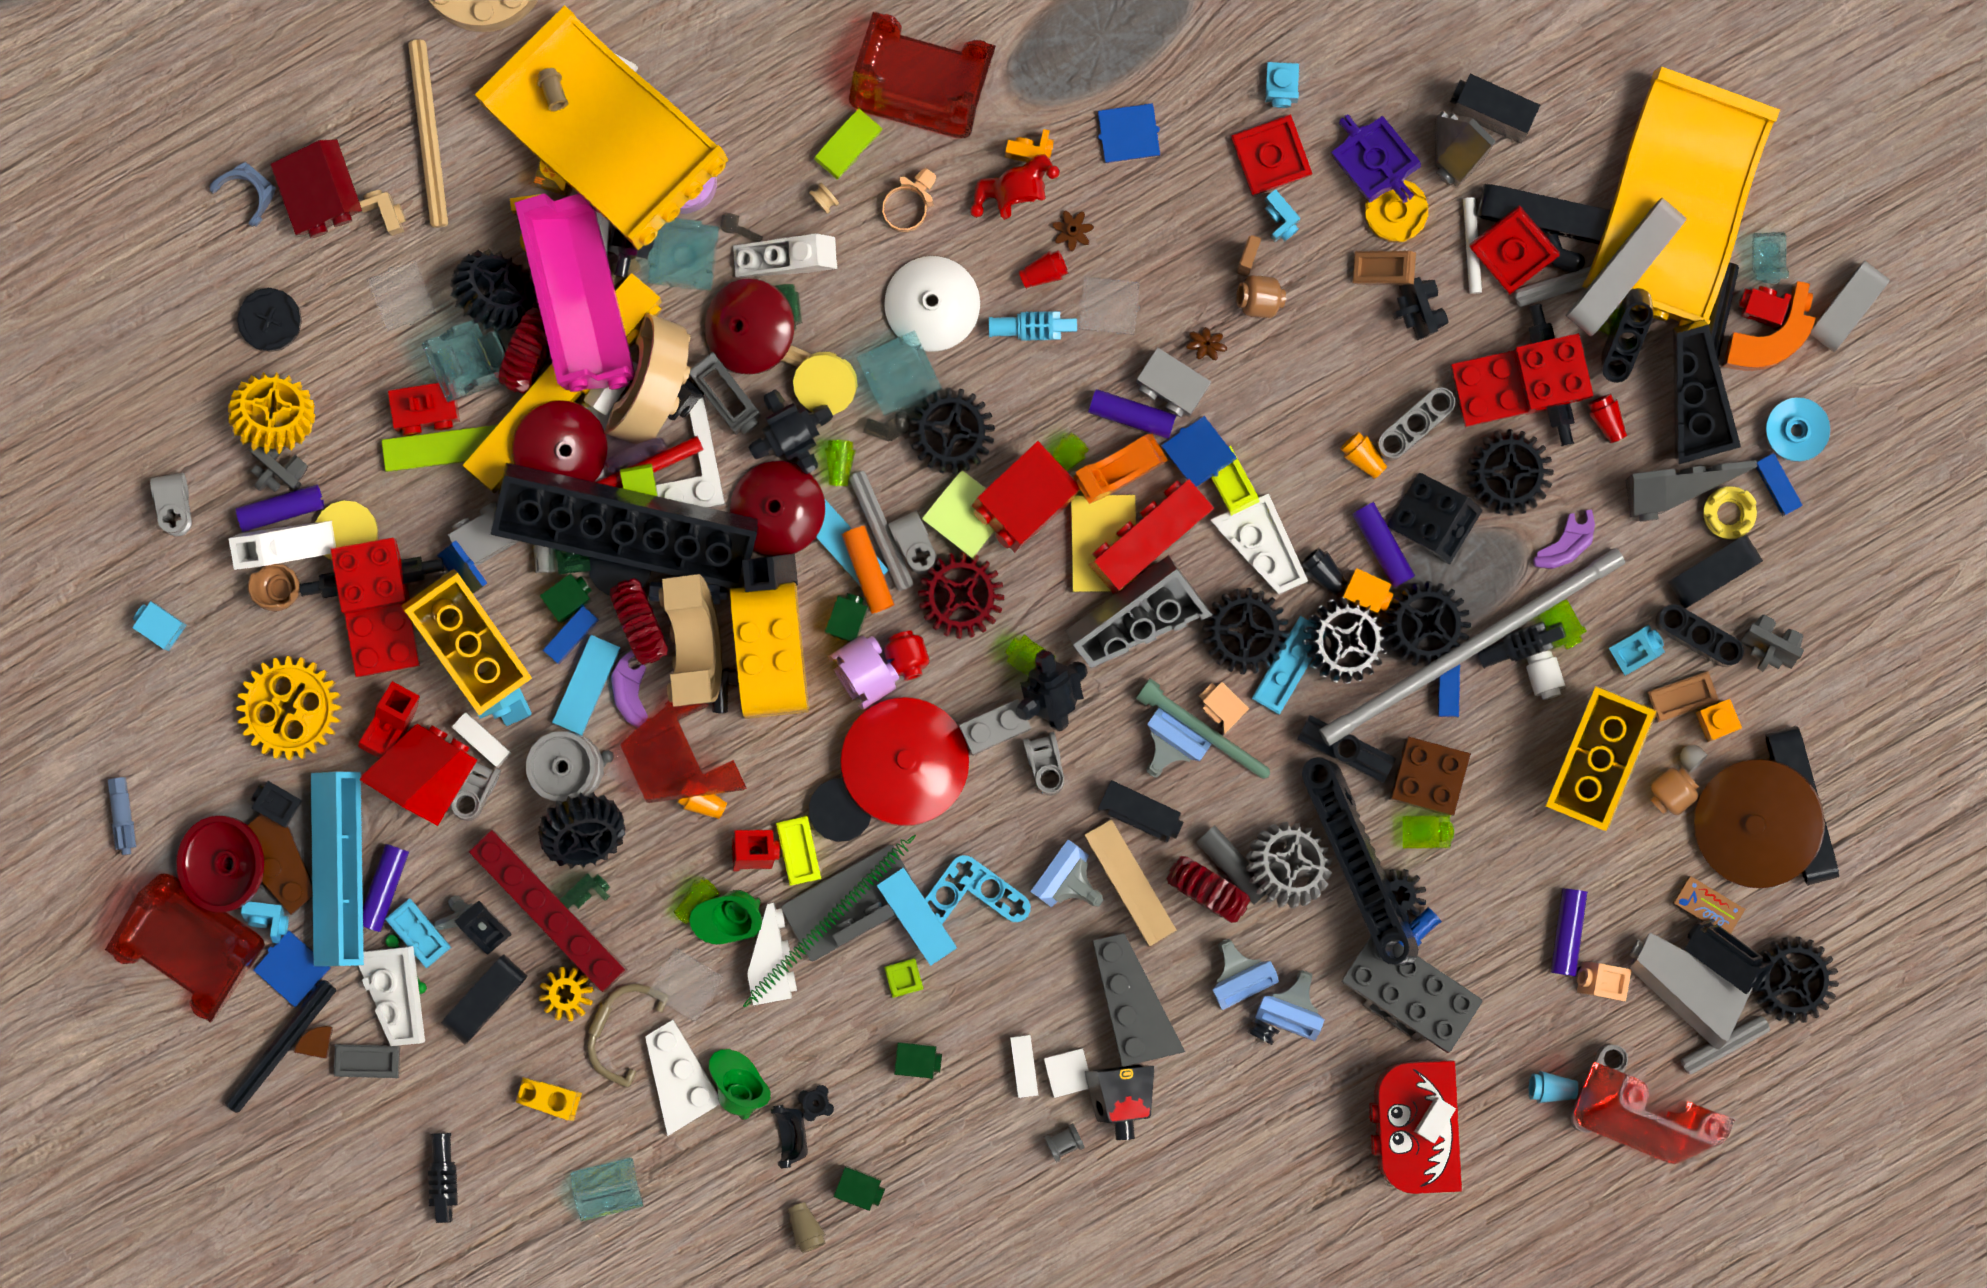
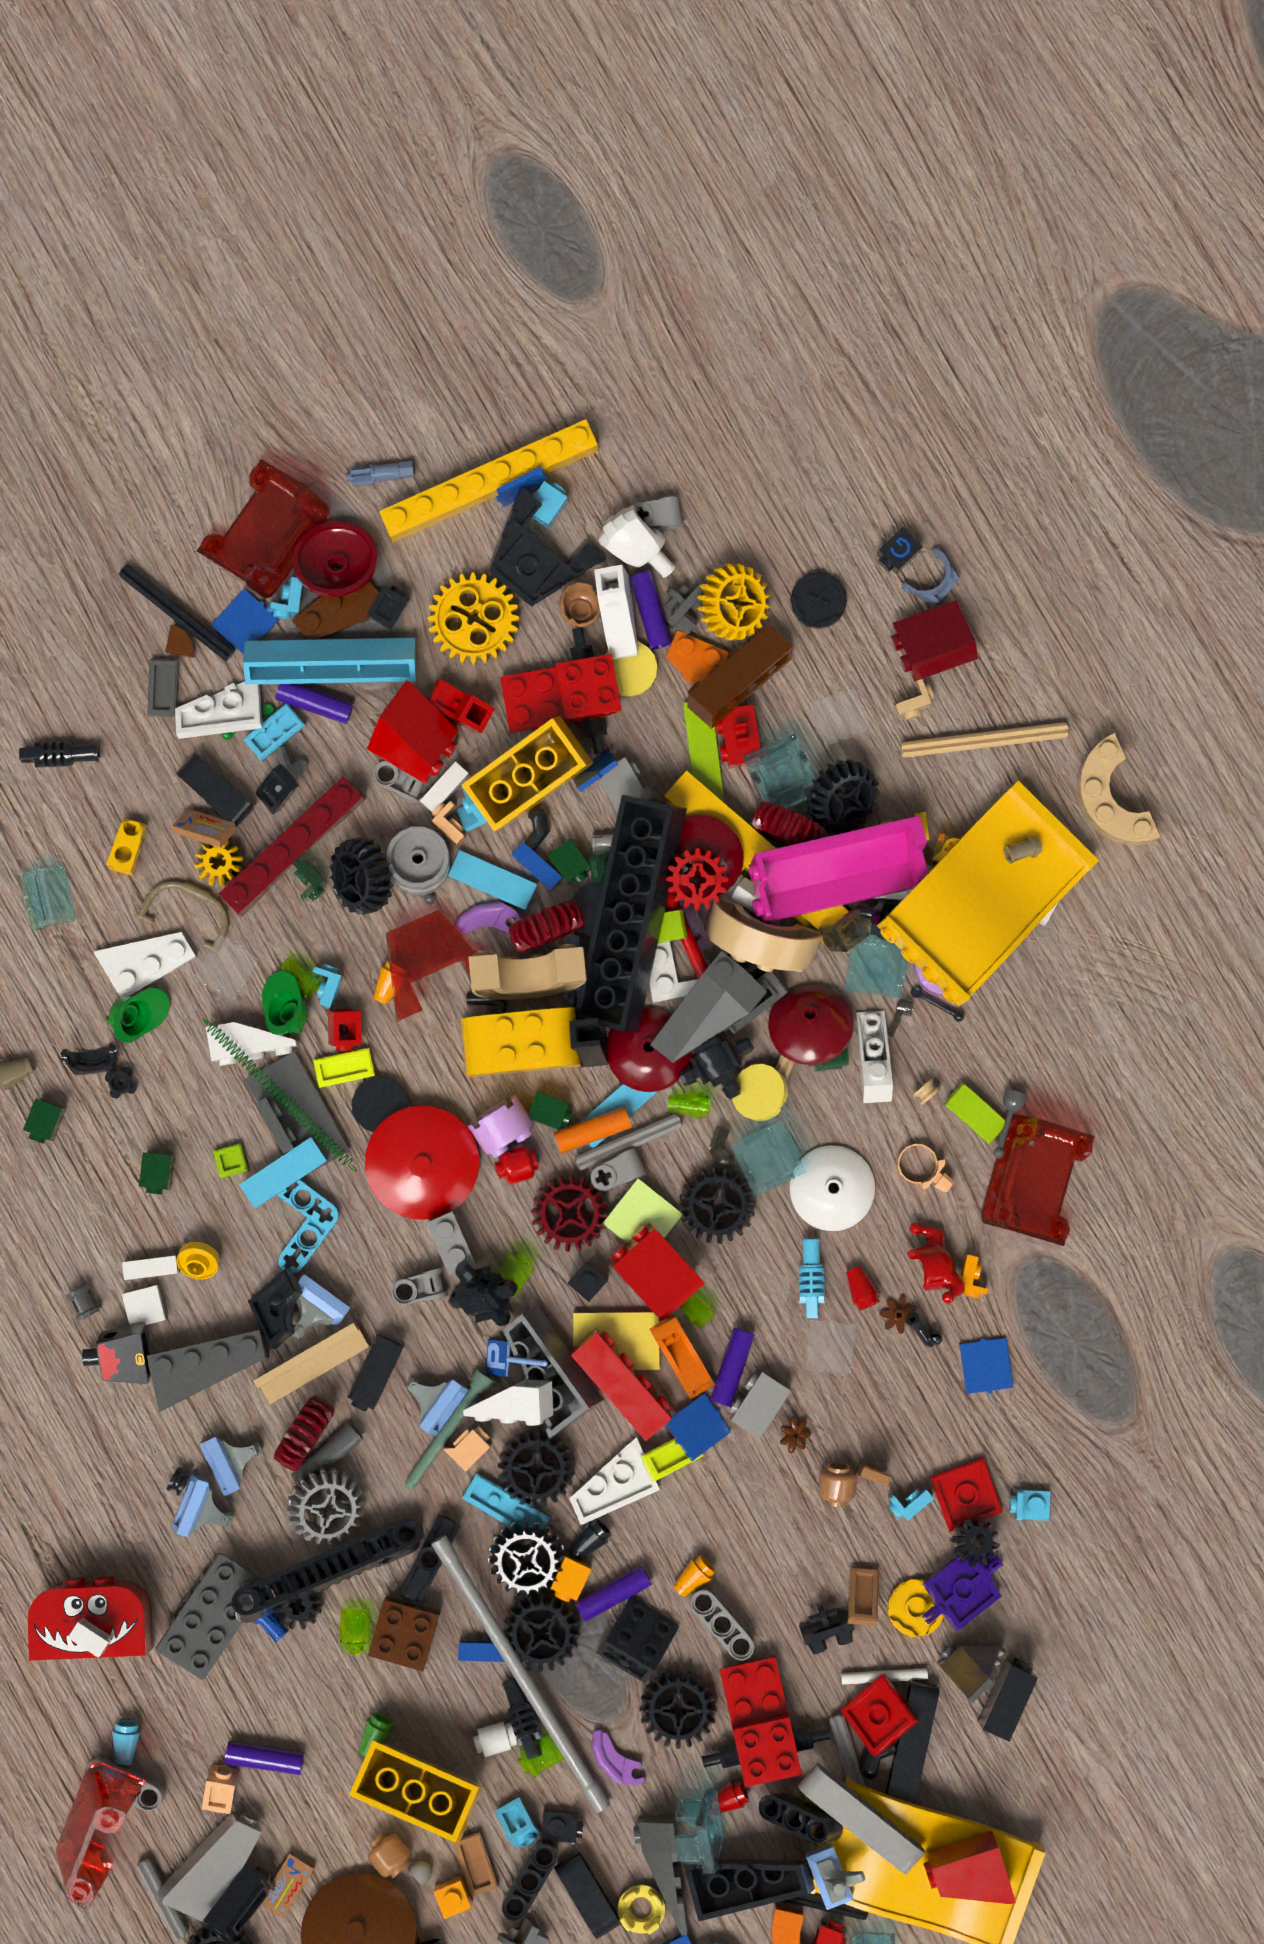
camera: 85 degrees right, 0 degrees up
(131, 691) = (481, 483): none -> yellow brick
(138, 653) = (529, 481): none -> blue piece
(202, 524) = (634, 541): none -> white piece
(214, 229) = (898, 551): none -> black brick
(226, 646) = (529, 565): none -> black wing
(339, 454) = (694, 657): none -> orange wing
(355, 406) = (739, 676): none -> reddish brown brick
(524, 631) = (540, 825): none -> black arm
(527, 1010) = (204, 828): none -> medium nougat tile
(528, 732) = (450, 828): none -> light nougat bracket
(585, 435) = (683, 878): none -> red gear
(645, 286) = (845, 932): none -> clear smoke bracket
(711, 868) = (328, 991): none -> medium azure bracket
(713, 209) = (916, 992): none -> black hinge
(726, 432) = (713, 1004): none -> dark grey wedge
(835, 102) = (1013, 1102): none -> dark grey hinge
(1015, 1012) = (198, 1260): none -> yellow plate
(1037, 574) = (587, 1281): none -> black brick
(1068, 924) = (275, 1306): none -> black tile
(1090, 201) = (924, 1330): none -> black arm
(1123, 673) = (498, 1358): none -> piece
(1170, 642) = (524, 1401): none -> white slope
(1330, 153) = (963, 1540): none -> black gear
(1534, 808) = (376, 1728): none -> bright green cone
(1641, 601) = (561, 1826): none -> black bracket
(1658, 439) = (708, 1841): none -> clear light blue panel
(1680, 146) = (970, 1870): none -> red slope
(1691, 301) = (830, 1878): none -> piece

